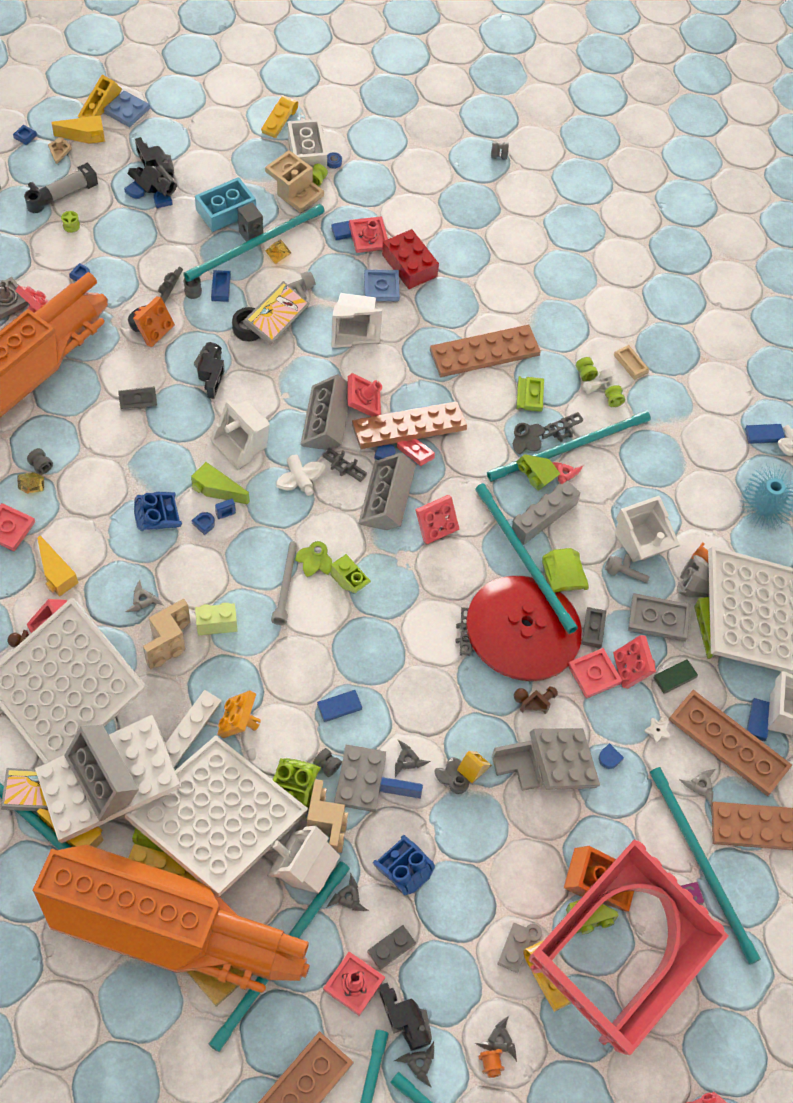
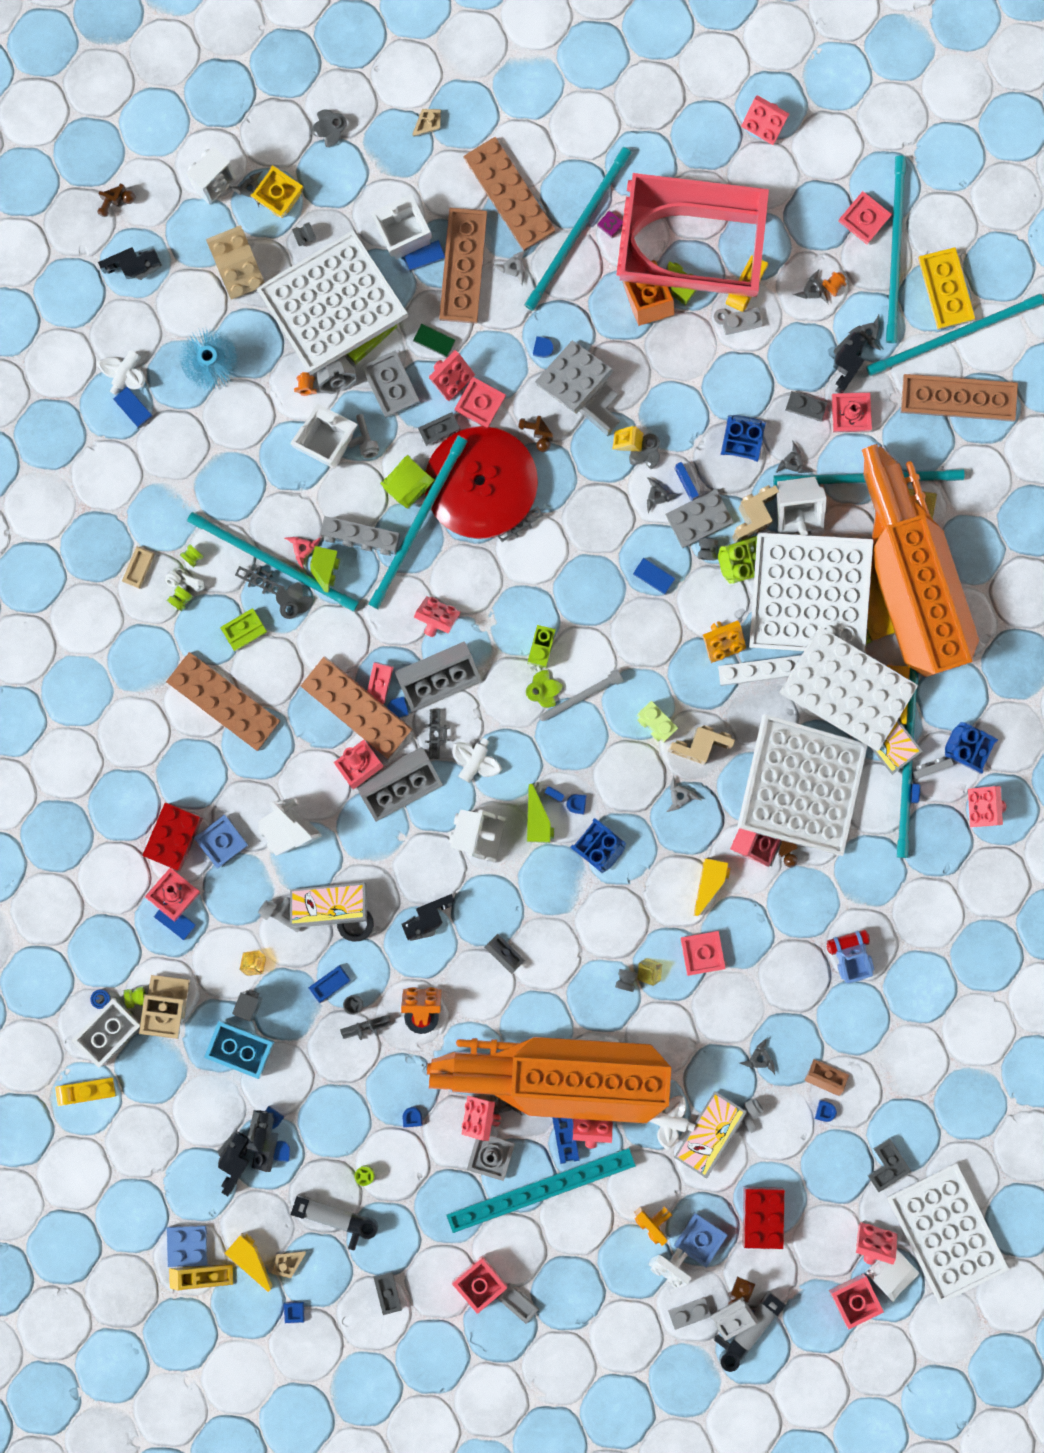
camera: 120 degrees left, 25 degrees up
(100, 771) = (853, 690): light grey slope -> none
(197, 271) = (339, 1005): teal piece -> none
(663, 733) = (493, 330): white plate -> none

